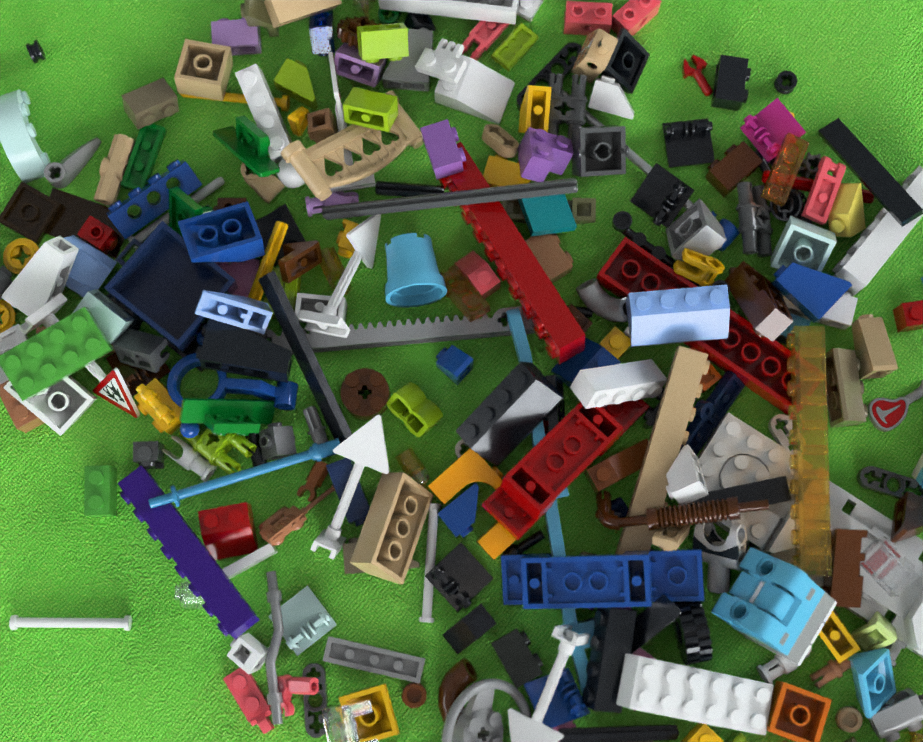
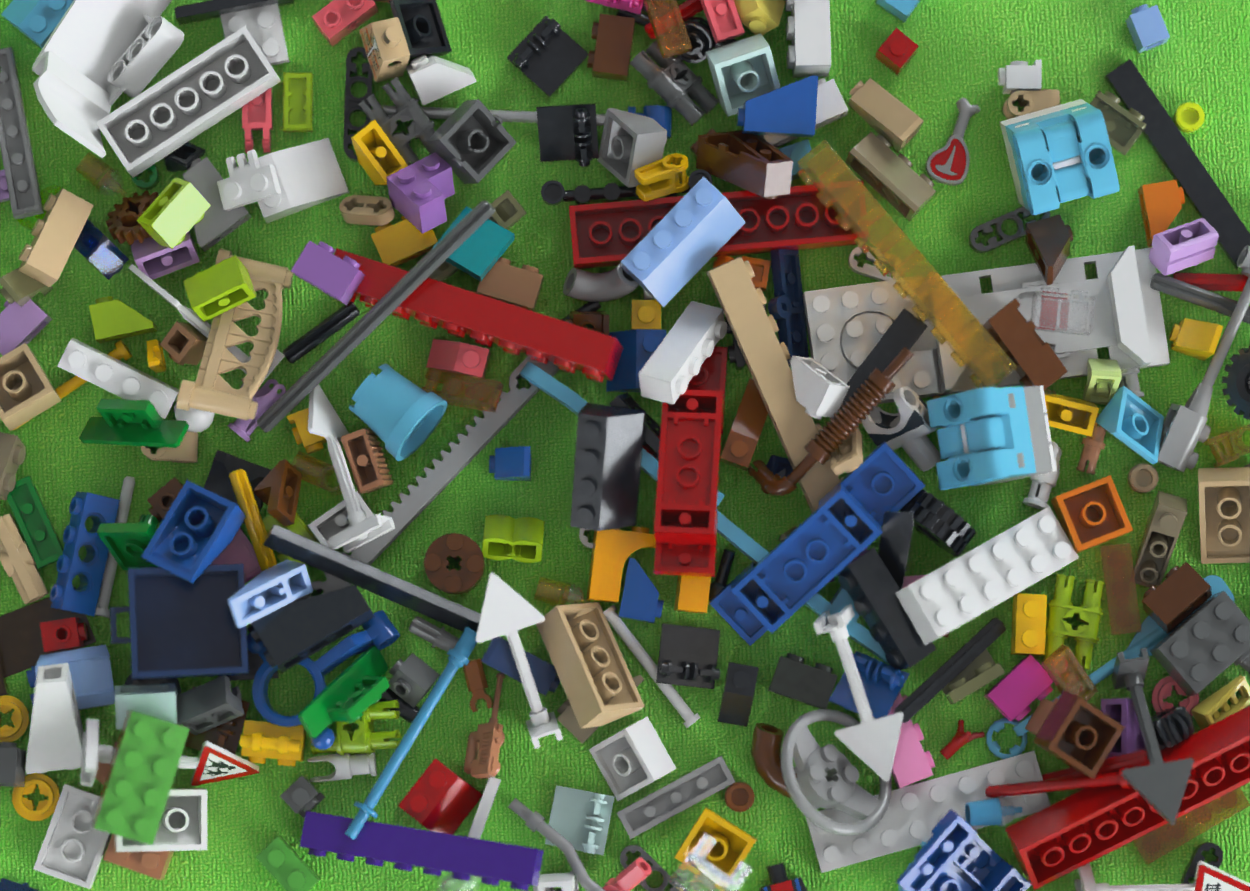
camera: 45 degrees left, 5 degrees up
(367, 286) = (366, 460): none -> nougat brick
(368, 611) = (632, 758): none -> white slope

